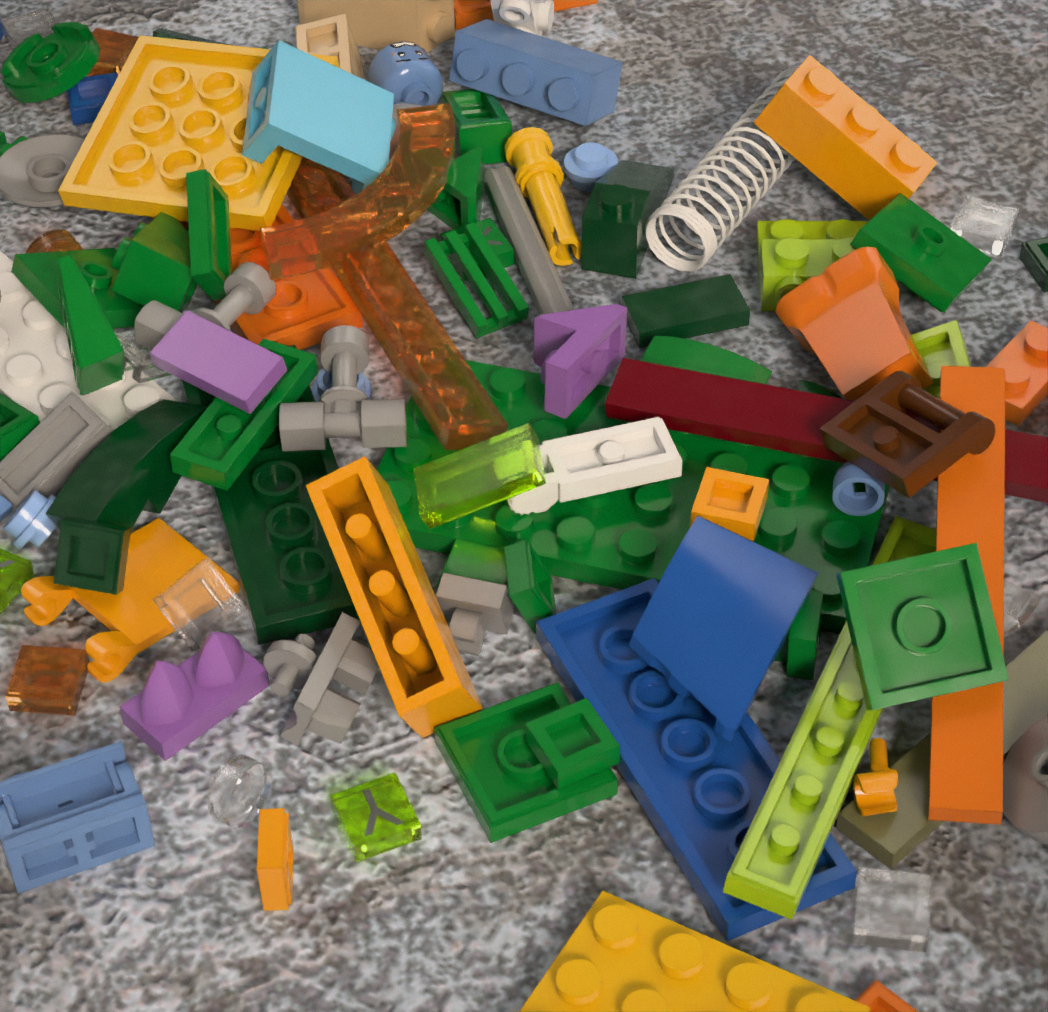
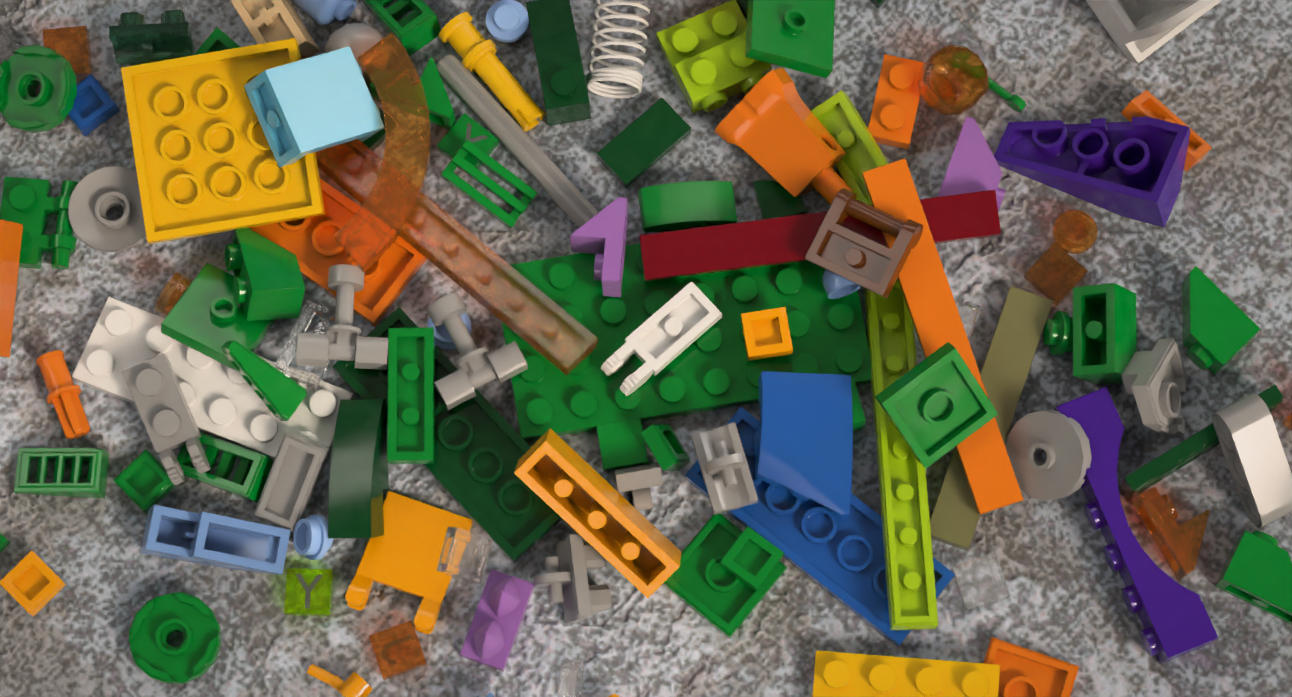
camera: 25 degrees left, 30 degrees up
(92, 555) = (380, 557): dark green tile -> none
(208, 233) = (297, 251): green tile -> none
(218, 361) = (378, 373): medium lavender tile -> none
(375, 817) = (656, 657): clear neon green tile -> none
(479, 476) = (599, 387): clear neon green tile -> none
(588, 614) = (724, 468): none -> light grey hips
(876, 788) = (945, 512): light orange hand -> none

